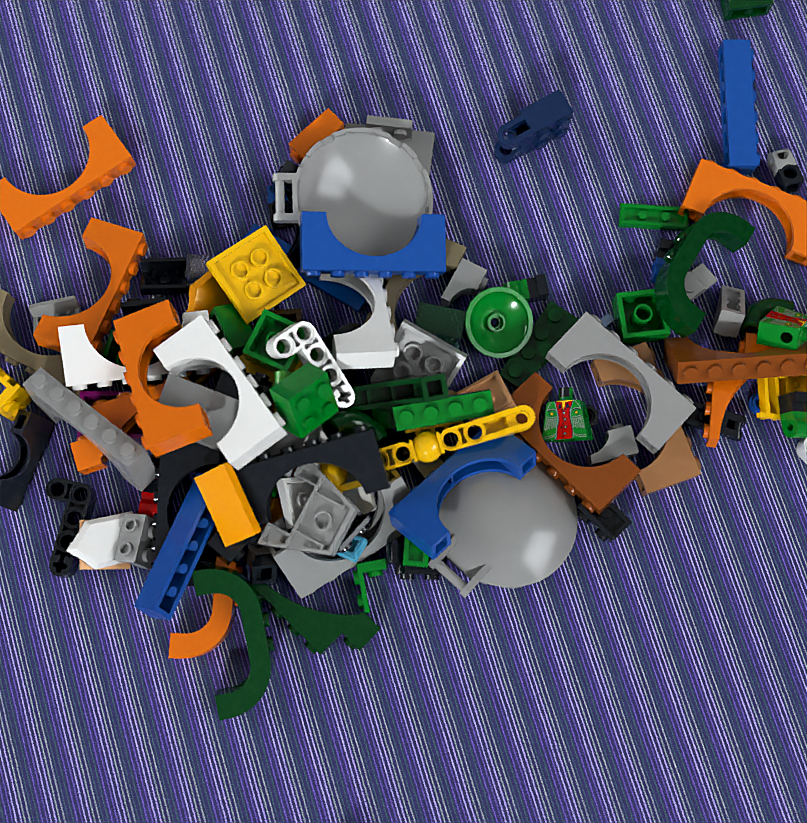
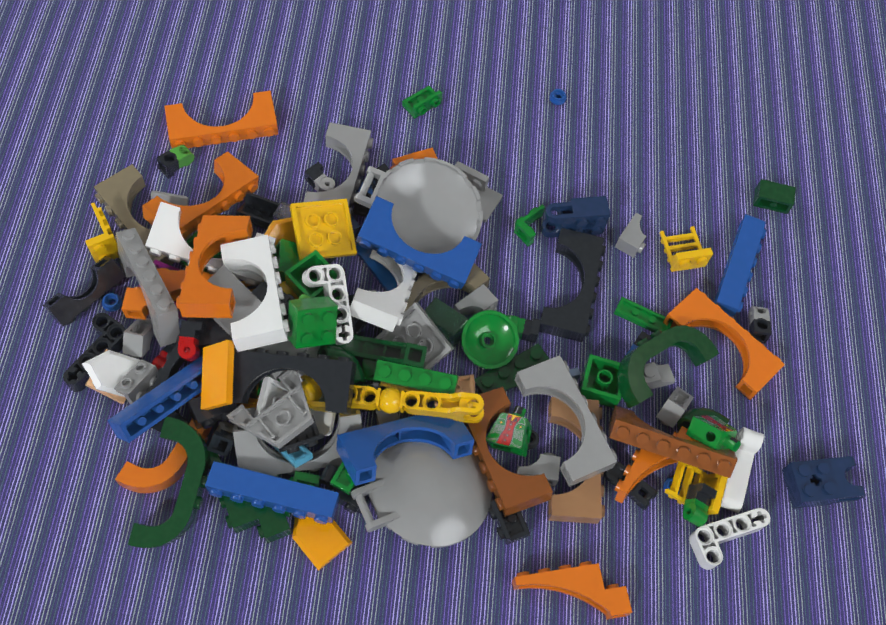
camera: 15 degrees right, 15 degrees down
(33, 253) = (174, 160): none -> leg
(49, 454) = (111, 297): none -> blue plate
(108, 489) = (138, 338): none -> light grey arch
(172, 474) = (189, 339): none -> leg
(216, 207) = (317, 179): none -> leg
(233, 142) = (354, 145): none -> light grey arch
(287, 48) = (422, 101): none -> green bracket
(345, 600) = (272, 492): none -> blue brick
(410, 619) = (319, 541): none -> light orange tile
(480, 169) = (522, 228): none -> green bracket
(560, 168) = (572, 319): none -> black arch
(605, 125) = (632, 238): none -> light grey arch
(678, 124) = (688, 259): none -> yellow plate
(707, 549) = (582, 583): none -> orange arch

